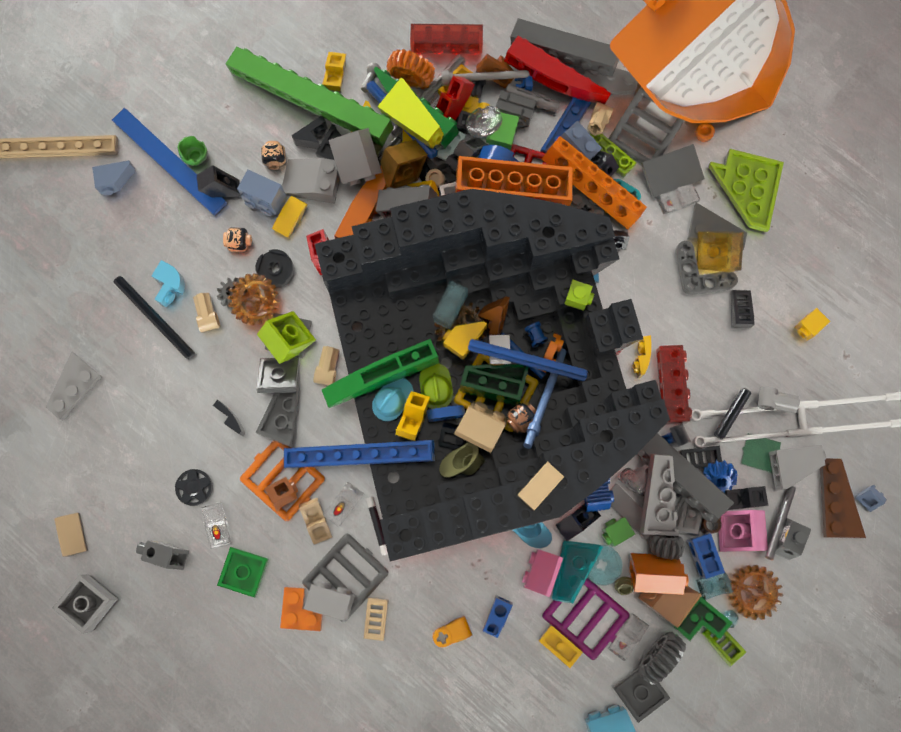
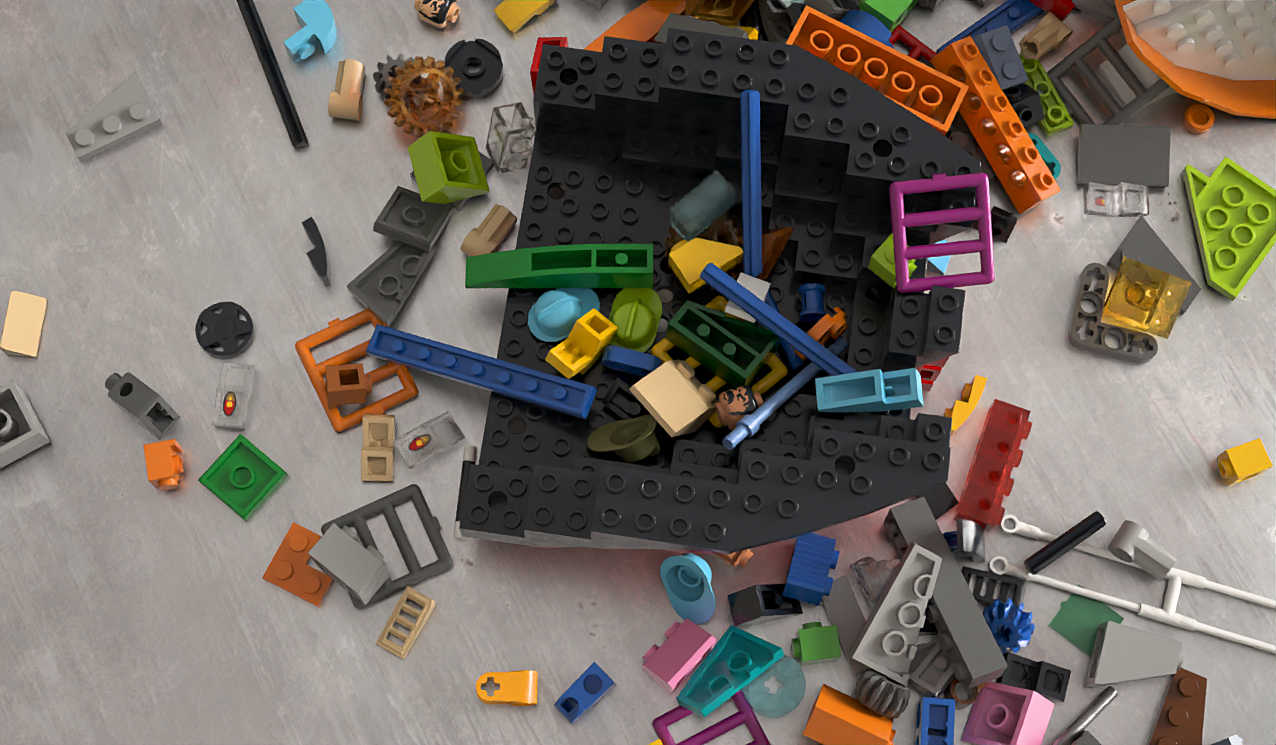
camera: 20 degrees right, 5 degrees down
(192, 585) = (163, 463): none -> orange brick
(315, 303) = (510, 137): none -> clear brick
(437, 176) = (764, 25): tan tile -> none
(476, 280) = (751, 182): none -> blue axle
(540, 486) = (717, 493): tan tile -> none
(577, 272) = (900, 221): none -> magenta bar
(596, 380) = (870, 391): none -> medium azure slope
(624, 585) = (792, 726): olive plate -> none
(736, 321) = (1138, 418): black slope -> none

